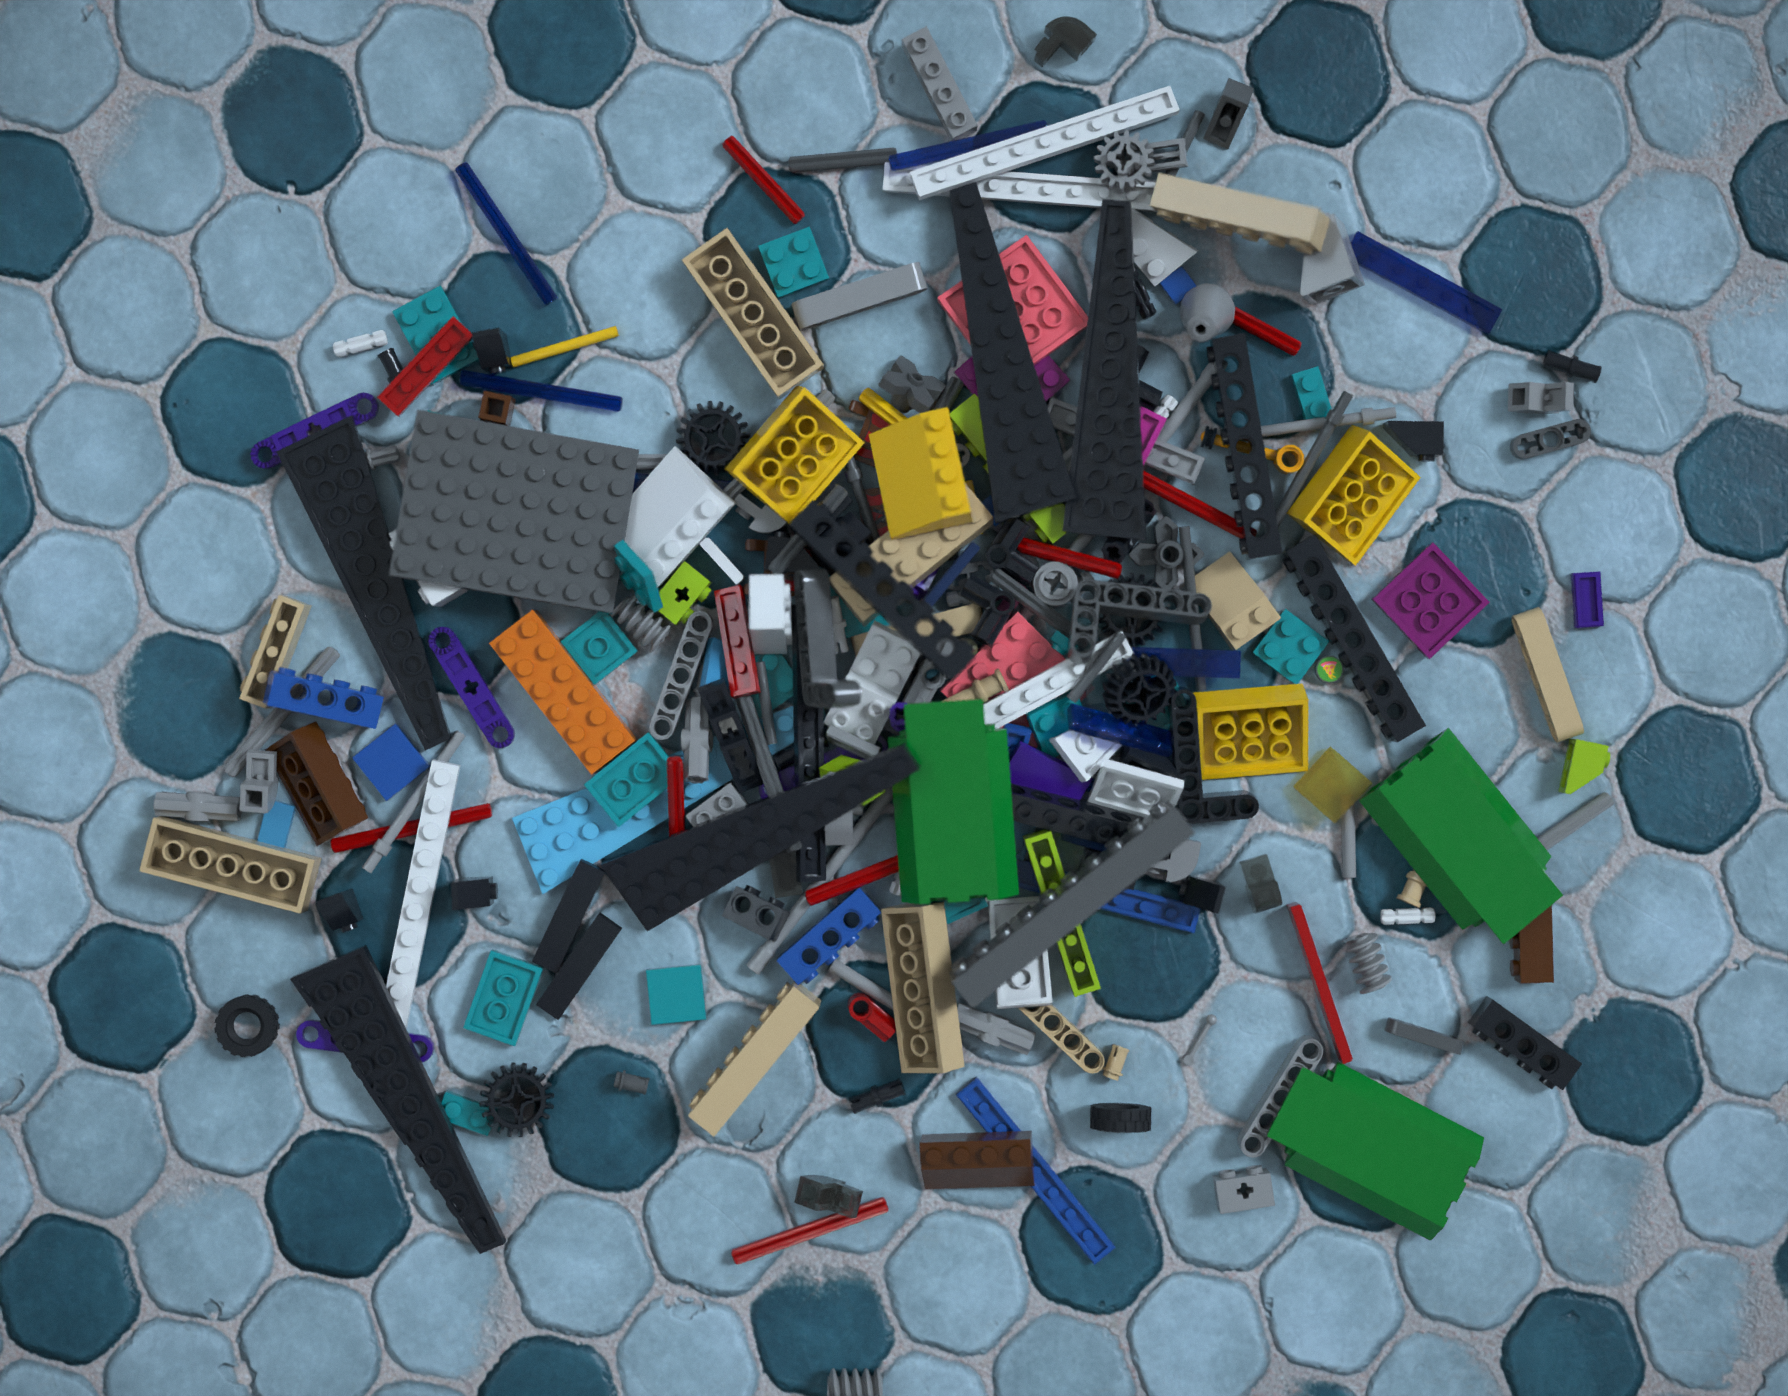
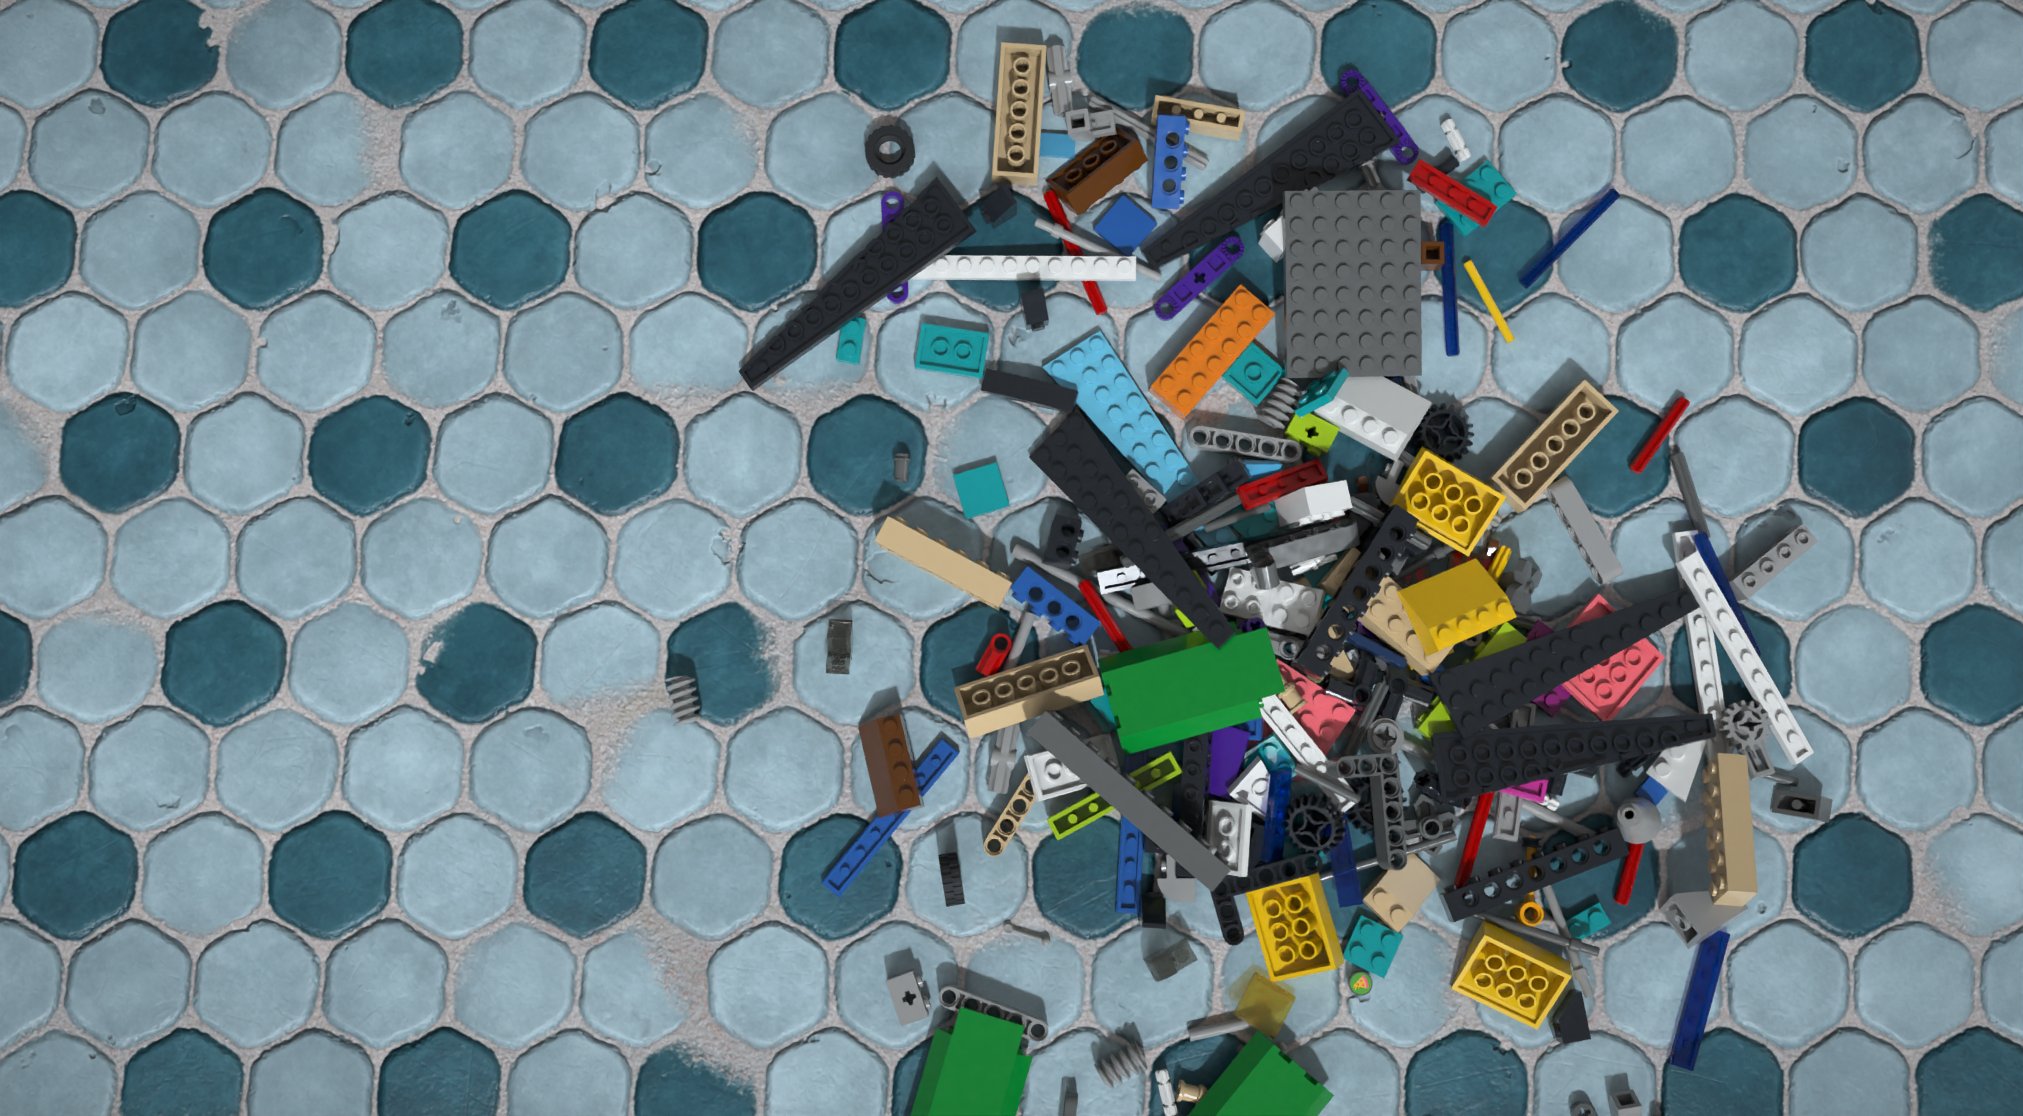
camera: 70 degrees right, 5 degrees down
(492, 350) = (1476, 243): black slope -> none
(493, 1102) = (866, 360): black gear -> none
(579, 966) = (990, 407): black slope -> none
(631, 780) = (1153, 421): teal plate -> none
(675, 787) = (1149, 456): red axle -> none
(696, 742) = (1193, 466): light grey piece -> none
(726, 565) = (1344, 460): white tile -> none
(793, 262) = (1598, 472): teal plate -> none
(807, 1231) = (805, 637): red axle -> none
(851, 743) = (1220, 588): light grey tile -> none
(877, 1096) = (929, 671): black pin -> none
(1060, 643) = (1337, 750): teal plate -> none
(1066, 33) = (1835, 658): clear smoke brick -> none
(1070, 557) = (1409, 745): red axle -> none
(1115, 1062) = (994, 866): tan pin -> none
(1319, 982) = (1095, 1027): red tile -> none
(1408, 719) = (1457, 948): black brick -> none
(1430, 600) = (1436, 1058): magenta plate -> none

